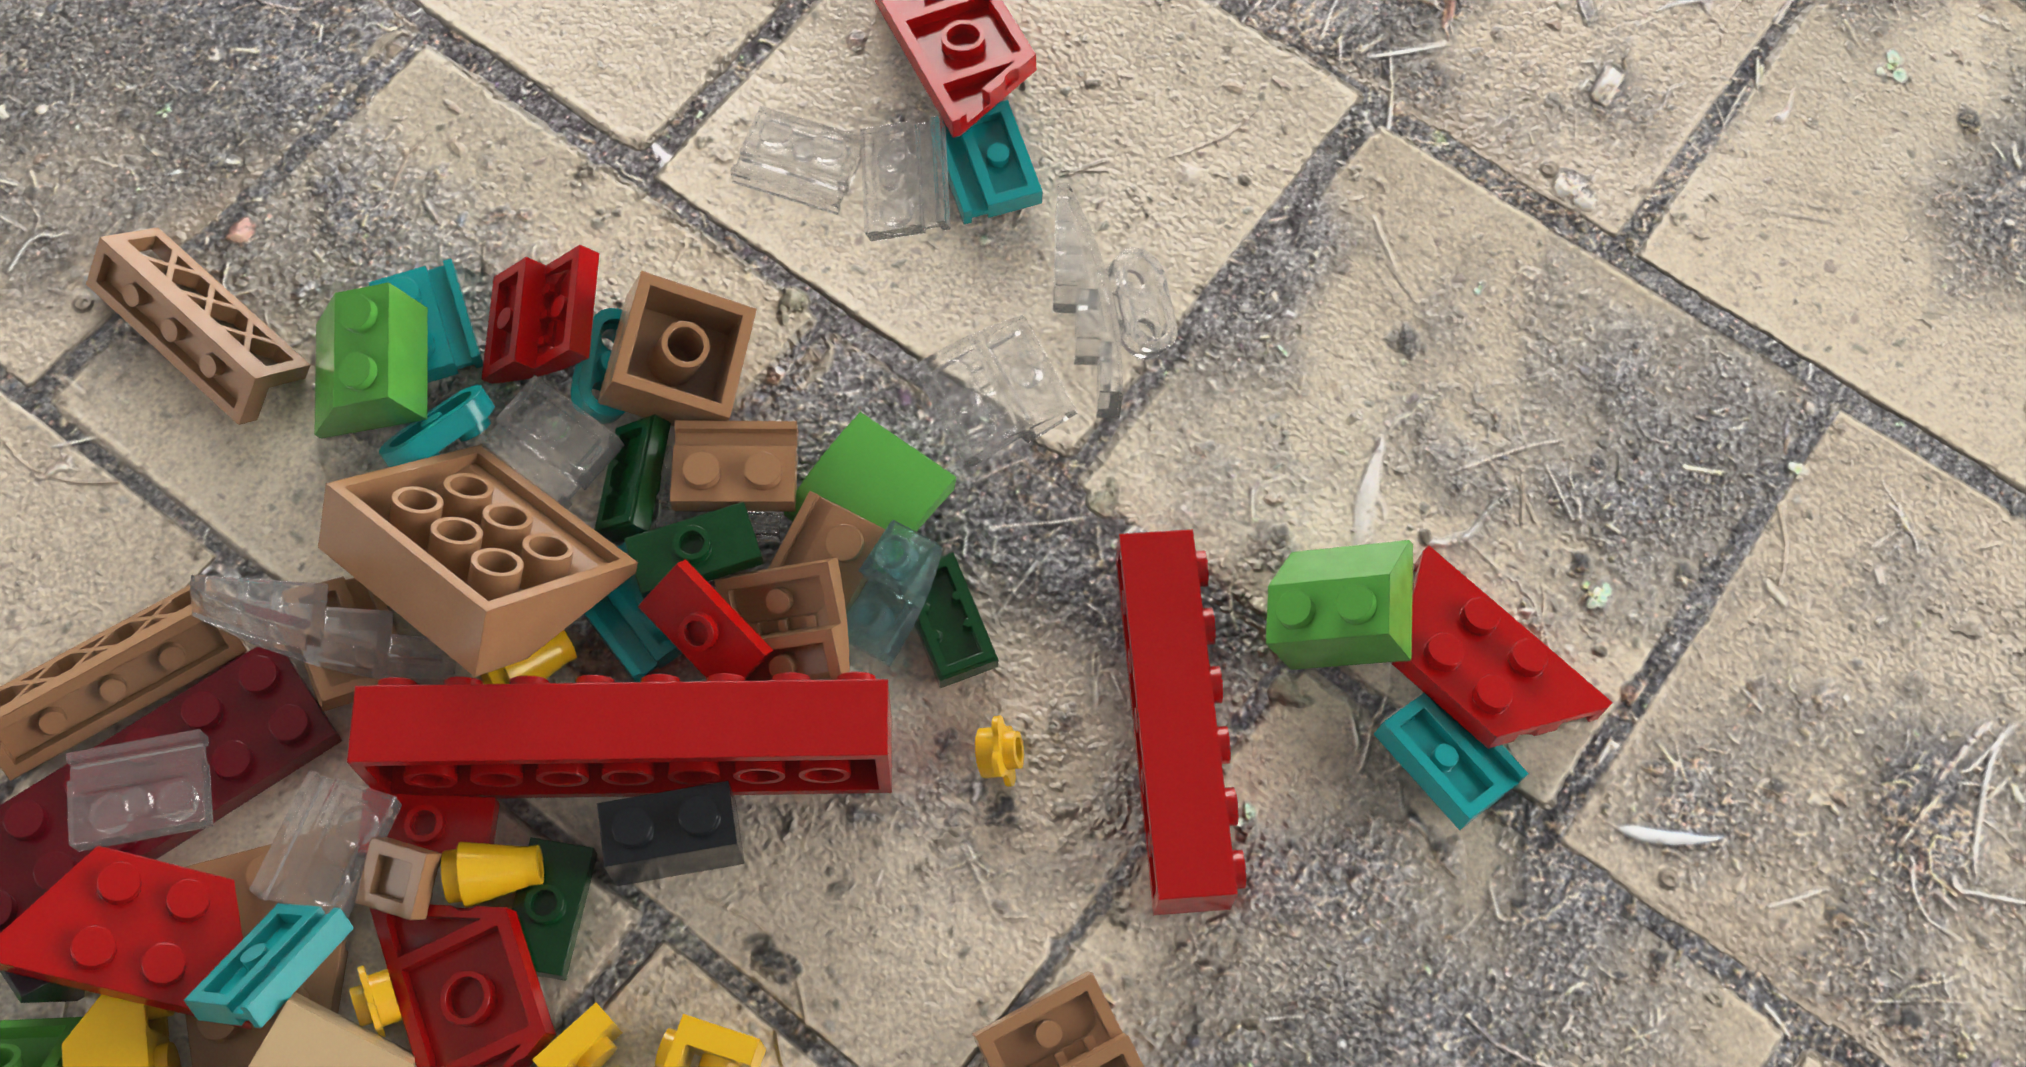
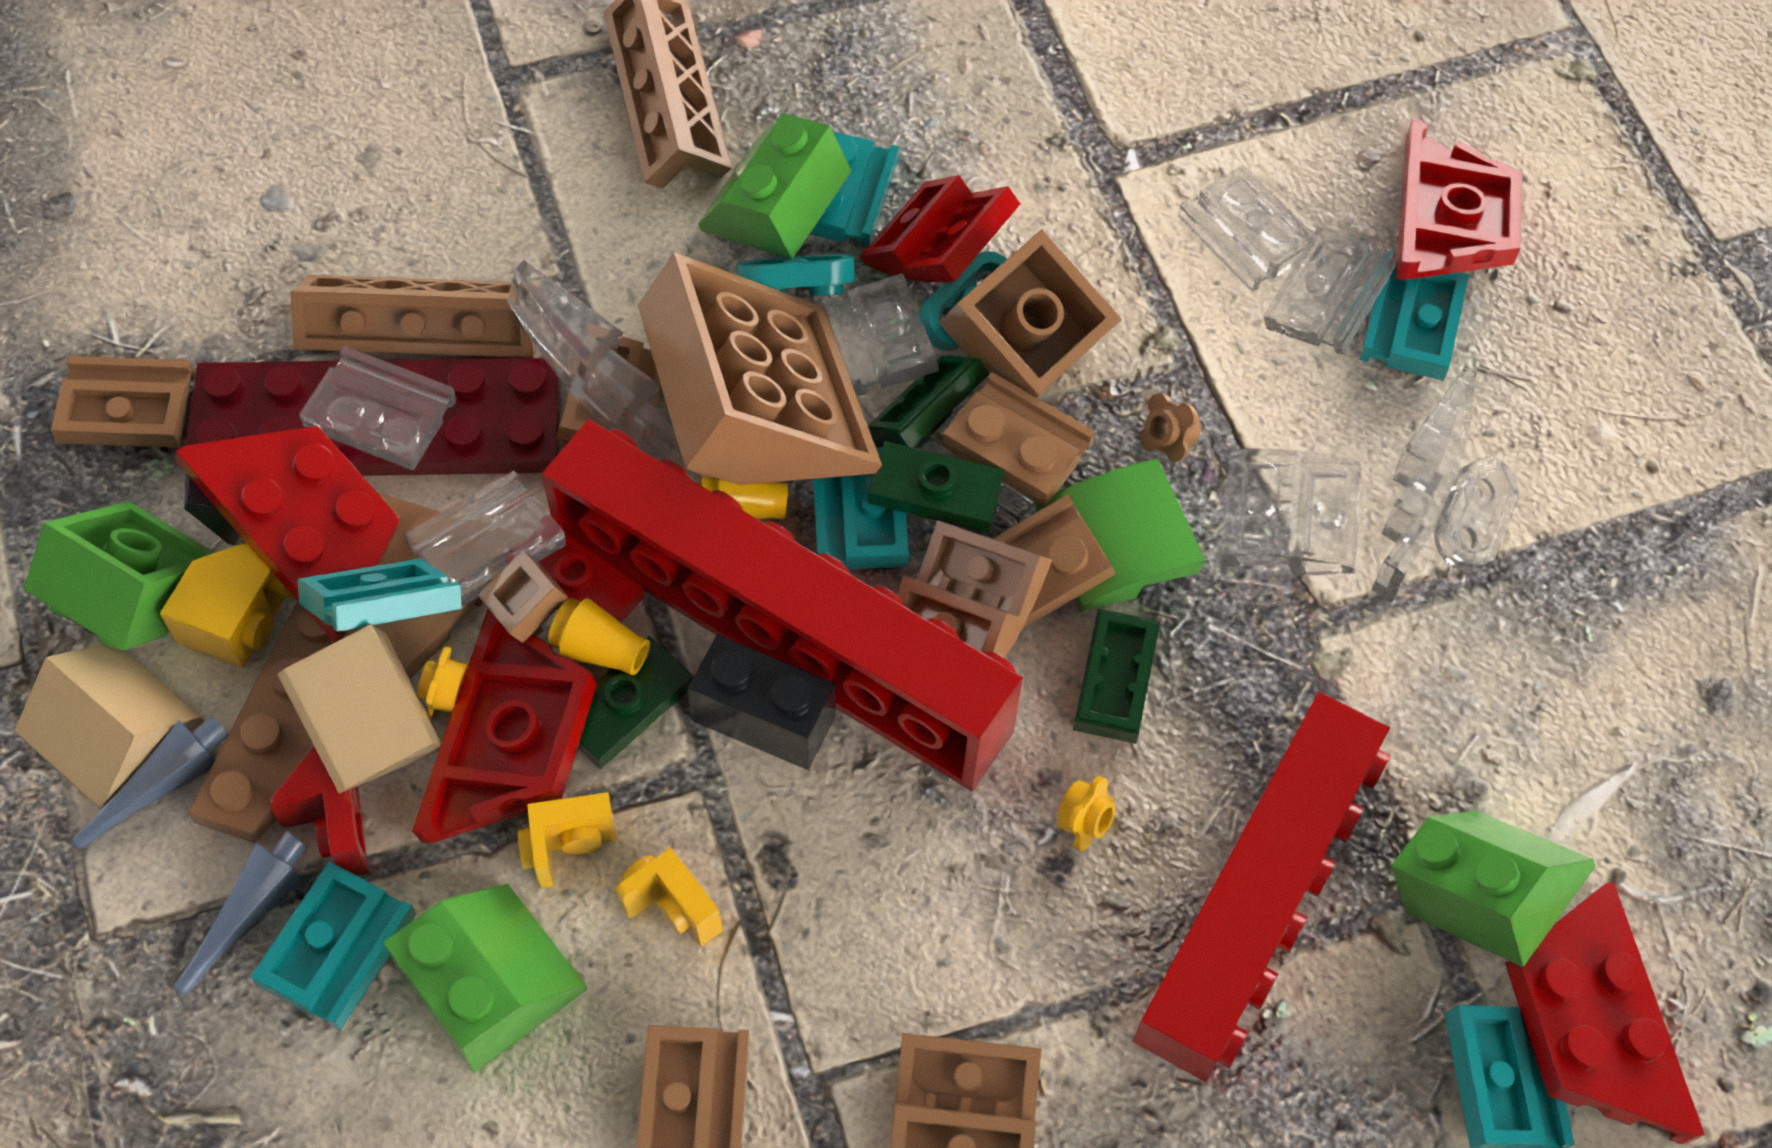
camera: 35 degrees right, 5 degrees down
(703, 624) = (903, 546): red plate -> none
(860, 368) = (1170, 427): none -> medium nougat plate
(898, 584) = (1097, 613): clear light blue slope -> none

